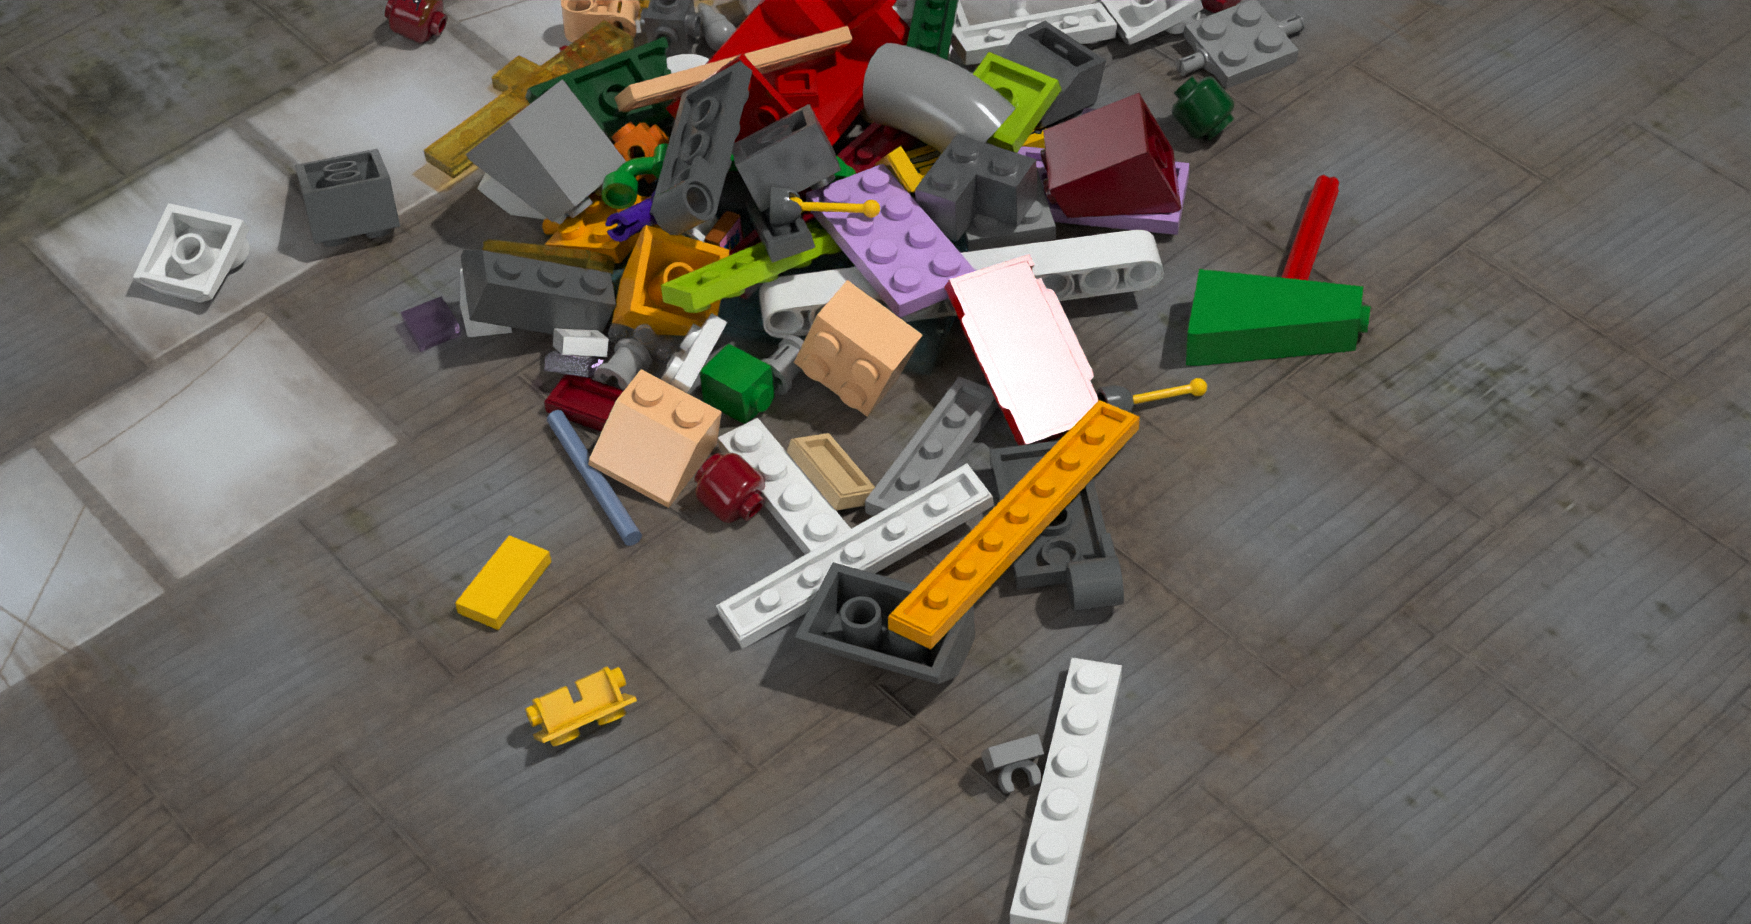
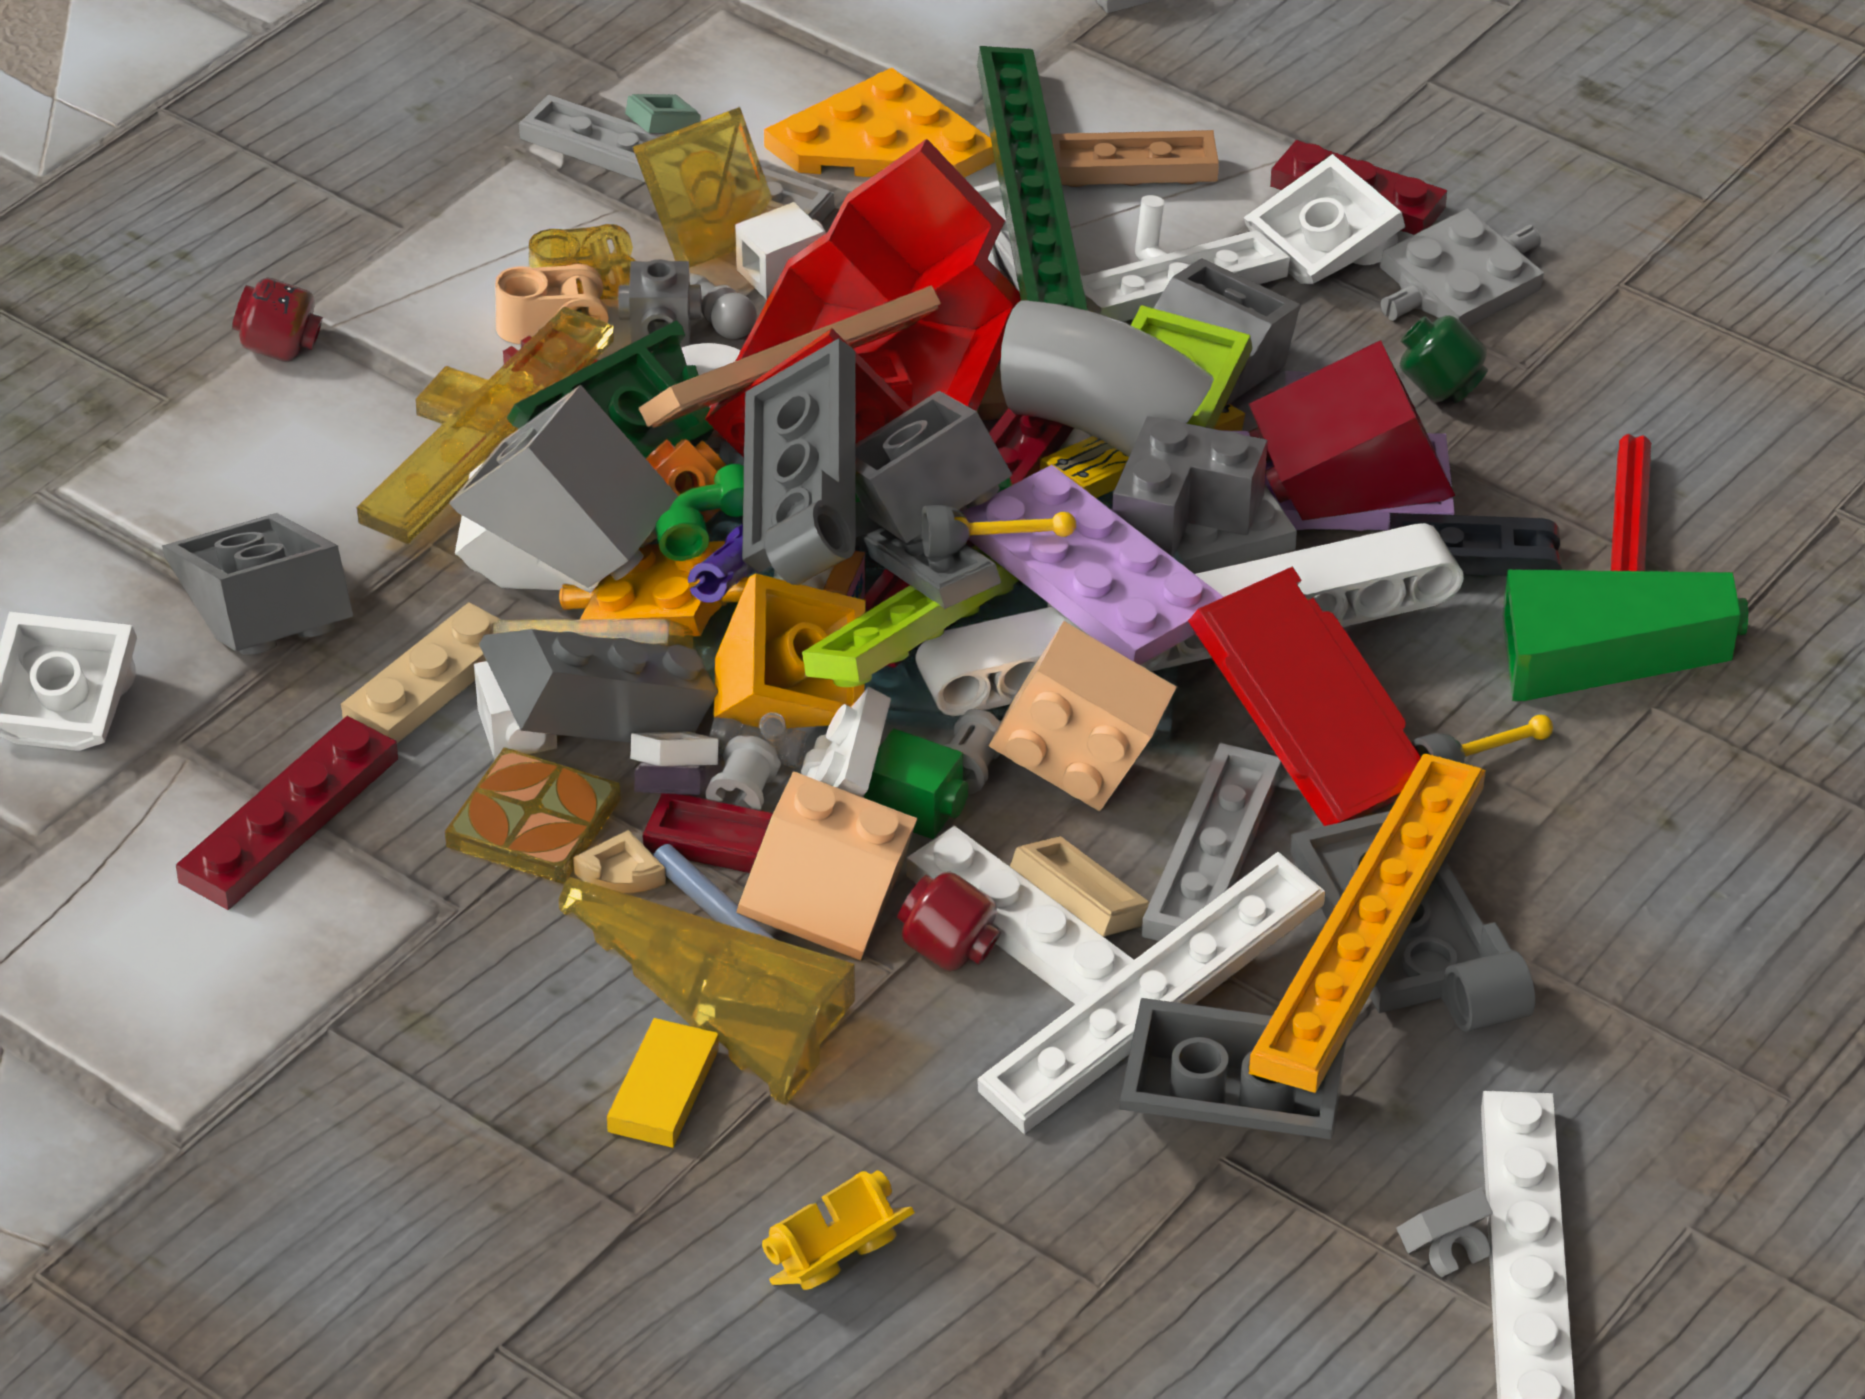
camera: 15 degrees left, 5 degrees down
(316, 360) = (286, 812): none -> dark red plate
(430, 323) = (439, 746): clear purple tile -> none
(431, 275) = (423, 676): none -> tan plate
(477, 379) = (533, 815): none -> tile
(524, 422) = (620, 865): none -> tan tile
(570, 518) = (754, 991): none -> clear yellow wedge
(902, 169) = (1081, 465): yellow tile -> none
(1198, 246) = (1491, 542): none -> black plate

